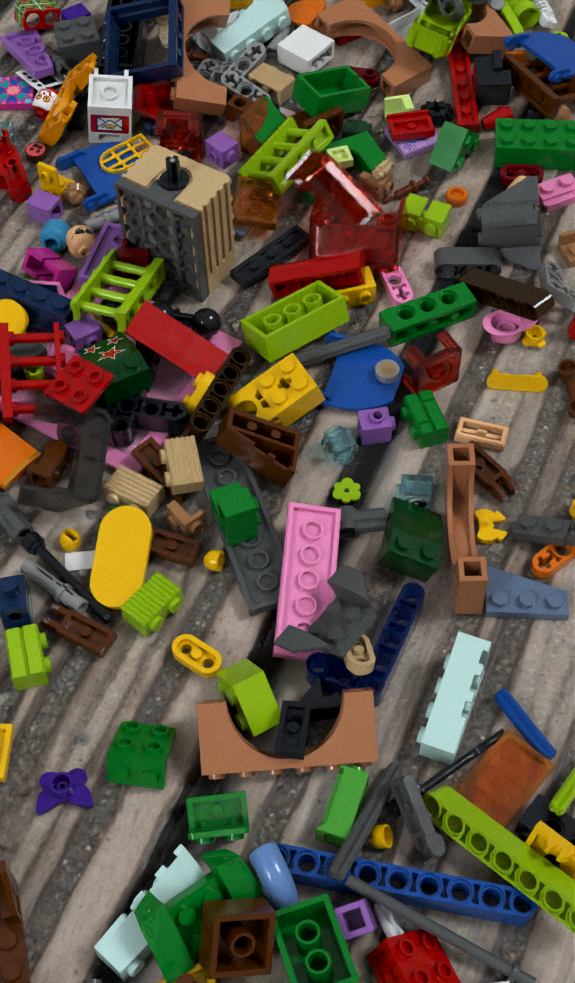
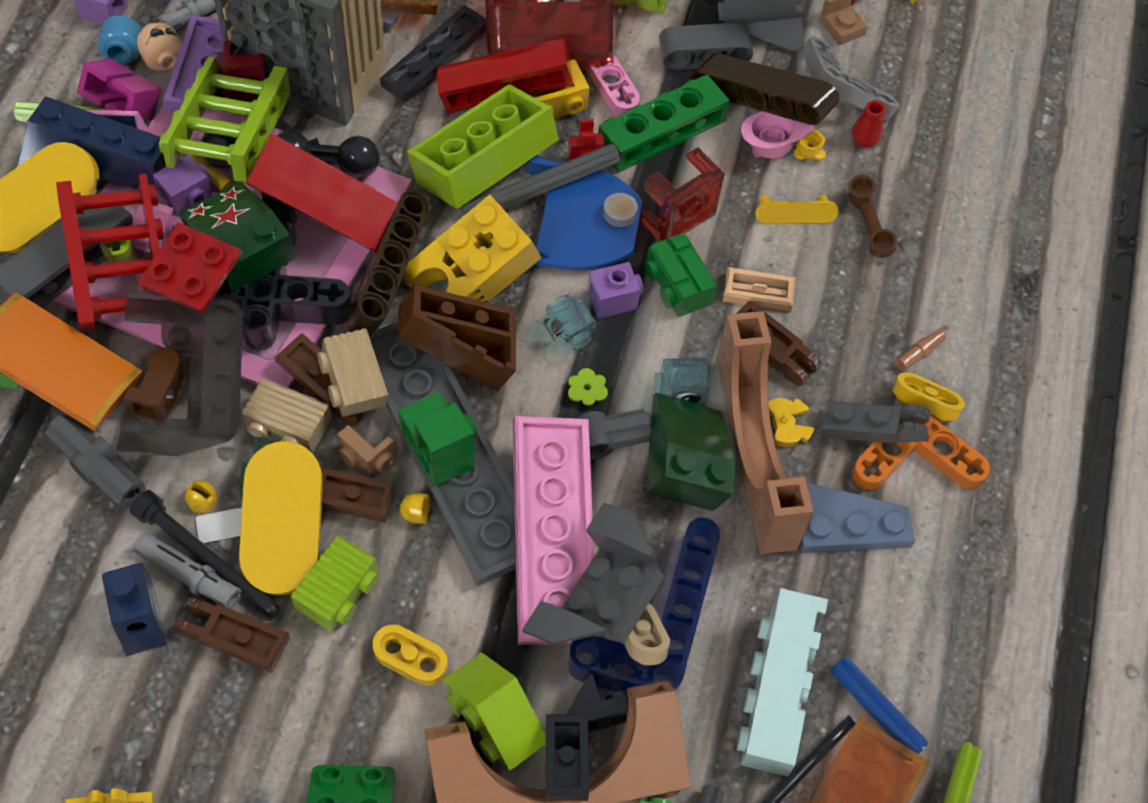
camera: 15 degrees left, 5 degrees up
(27, 657) = (161, 684): lime brick -> none
(201, 383) = (366, 250): yellow plate -> none
(368, 322) = (586, 140): none -> red plate

